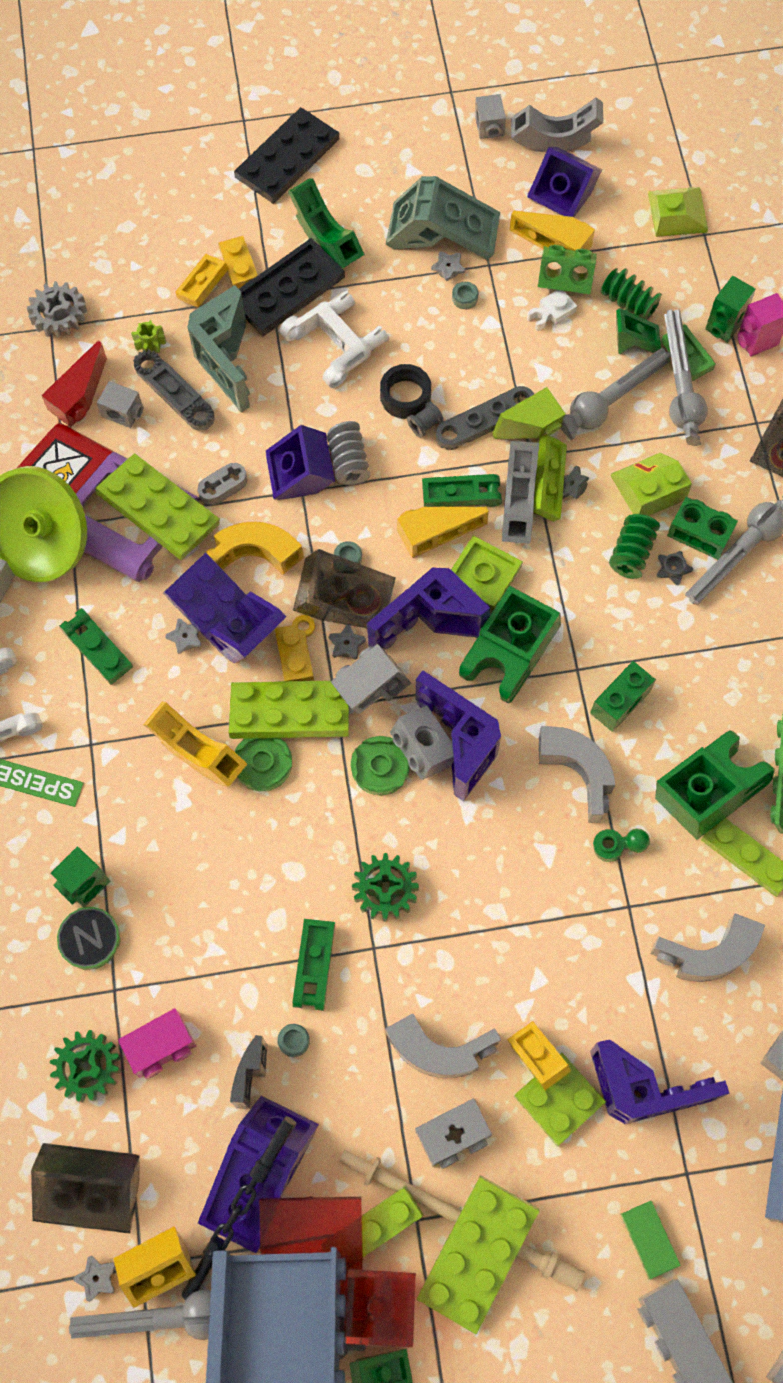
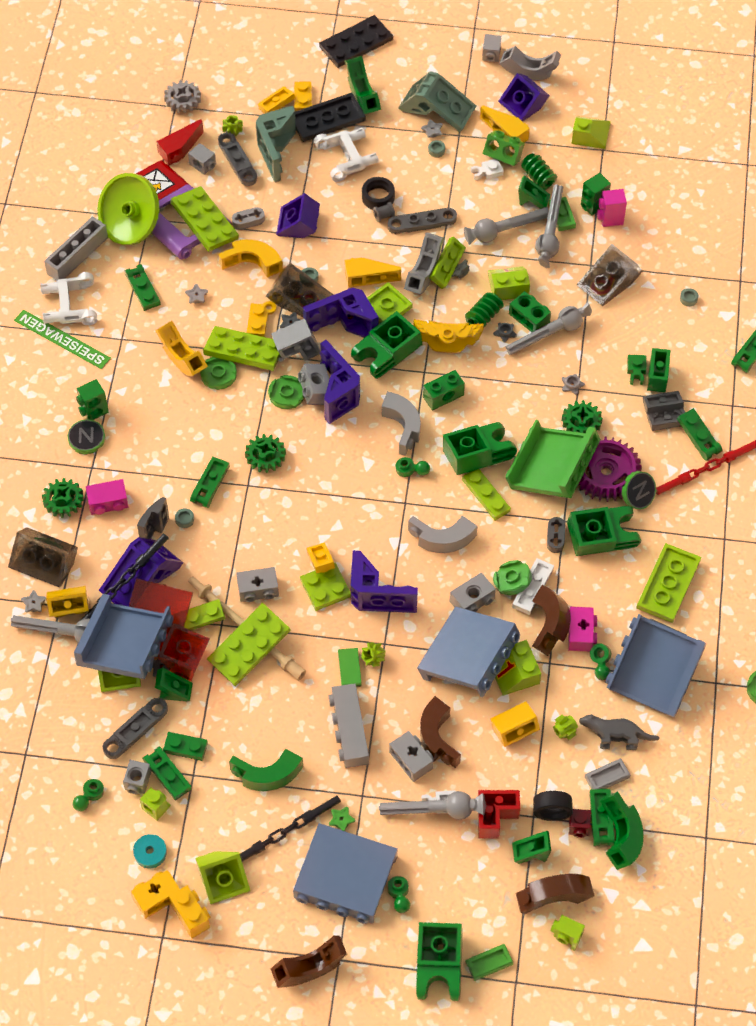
camera: 15 degrees right, 10 degrees down
(221, 610) = (222, 283): dark purple bracket -> none
(348, 453) = (329, 218): light grey piece -> none
(436, 1060) = (264, 547): light grey arch -> none
(461, 491) = (392, 256): green plate -> none
(531, 418) = (445, 223): lime slope -> none
(597, 599) = (447, 336): none -> yellow piece
(683, 1208) = (373, 654): none -> lime gear

